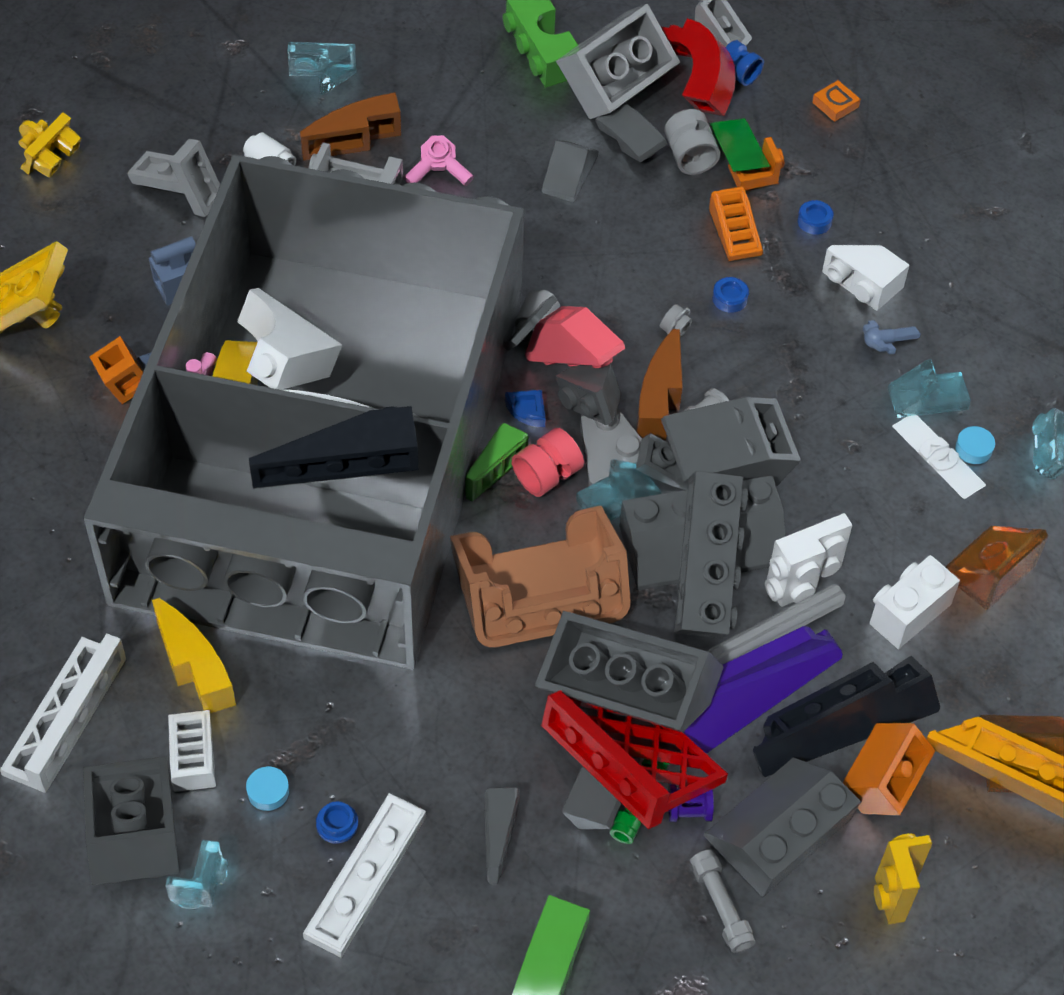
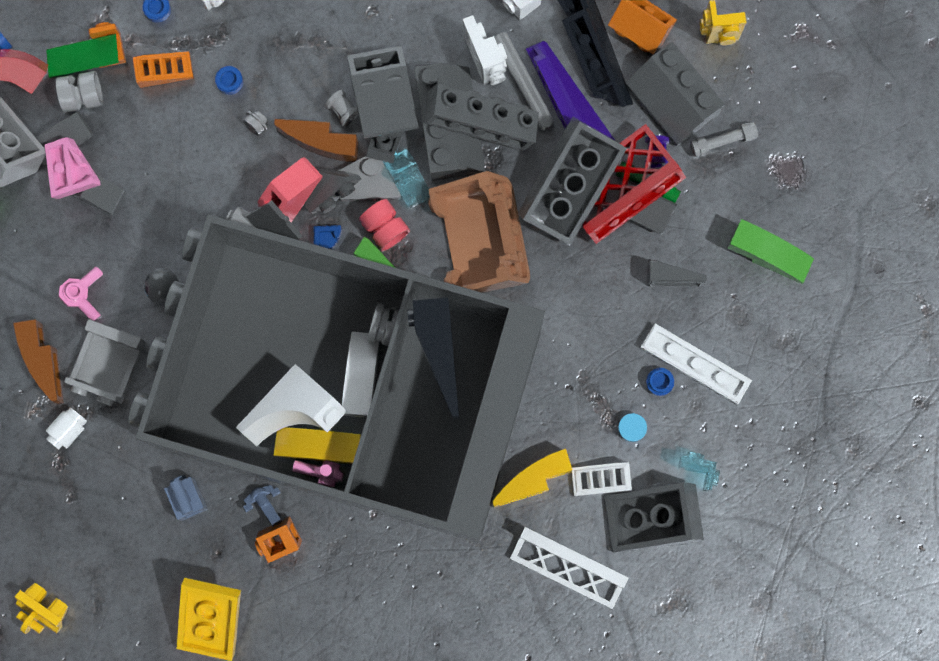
camera: 80 degrees left, 25 degrees up
(183, 173) = (85, 502): light grey bracket -> none
(589, 127) = (68, 169): none -> bright pink wing

